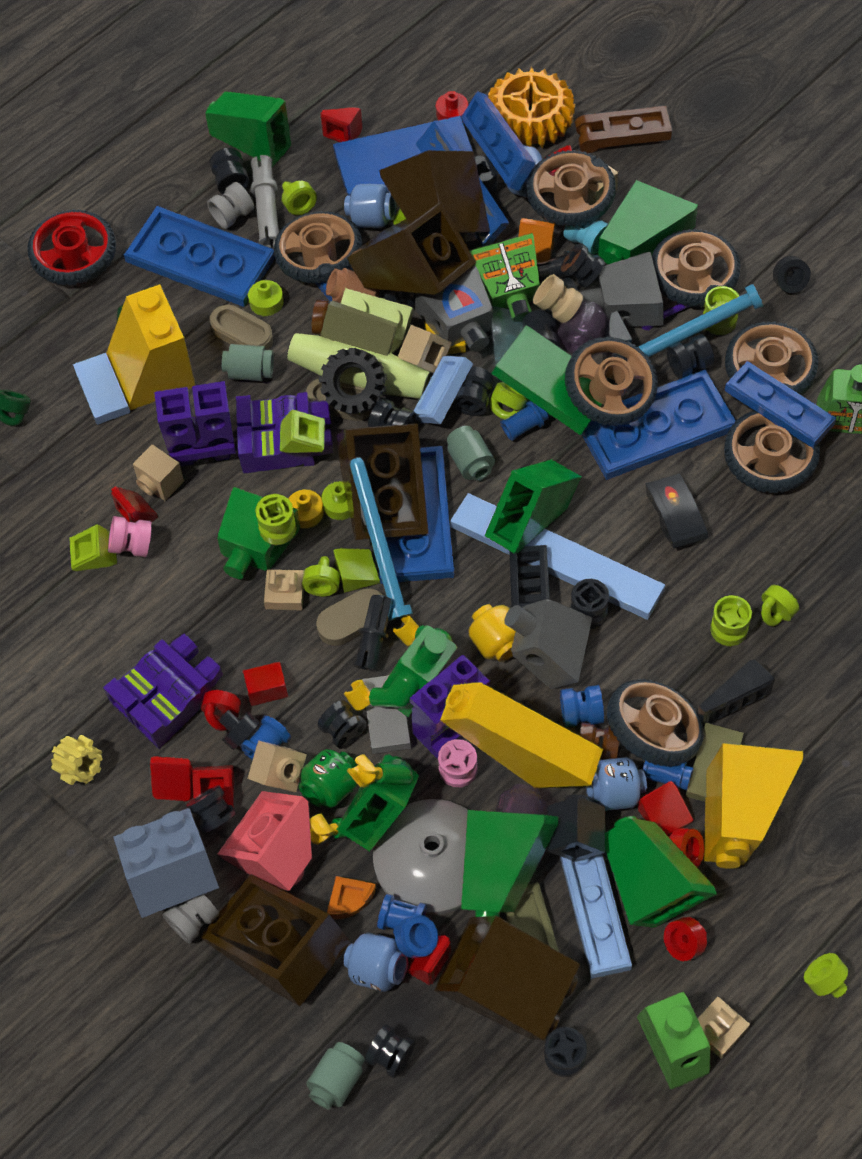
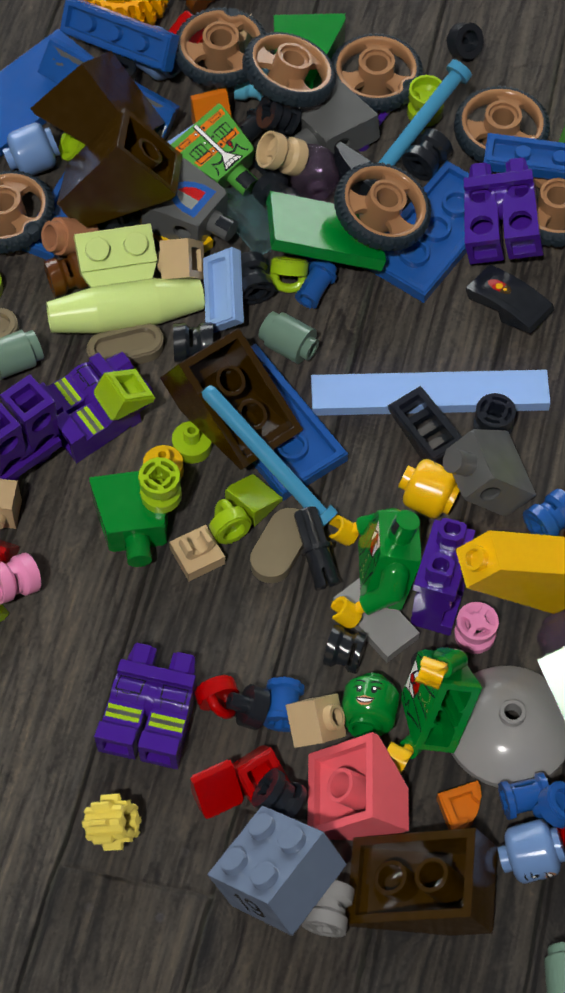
camera: 35 degrees left, 0 degrees up
(265, 683) = (241, 650): red slope -> none
(331, 380) = (114, 319): black tyre -> none
(358, 328) = (112, 267): olive tile -> none
(450, 105) = (41, 24): red tile -> none
(530, 503) = (384, 355): green slope -> none
(609, 228) = (288, 69): none -> wheel
(709, 433) = (496, 198): none -> dark purple hips

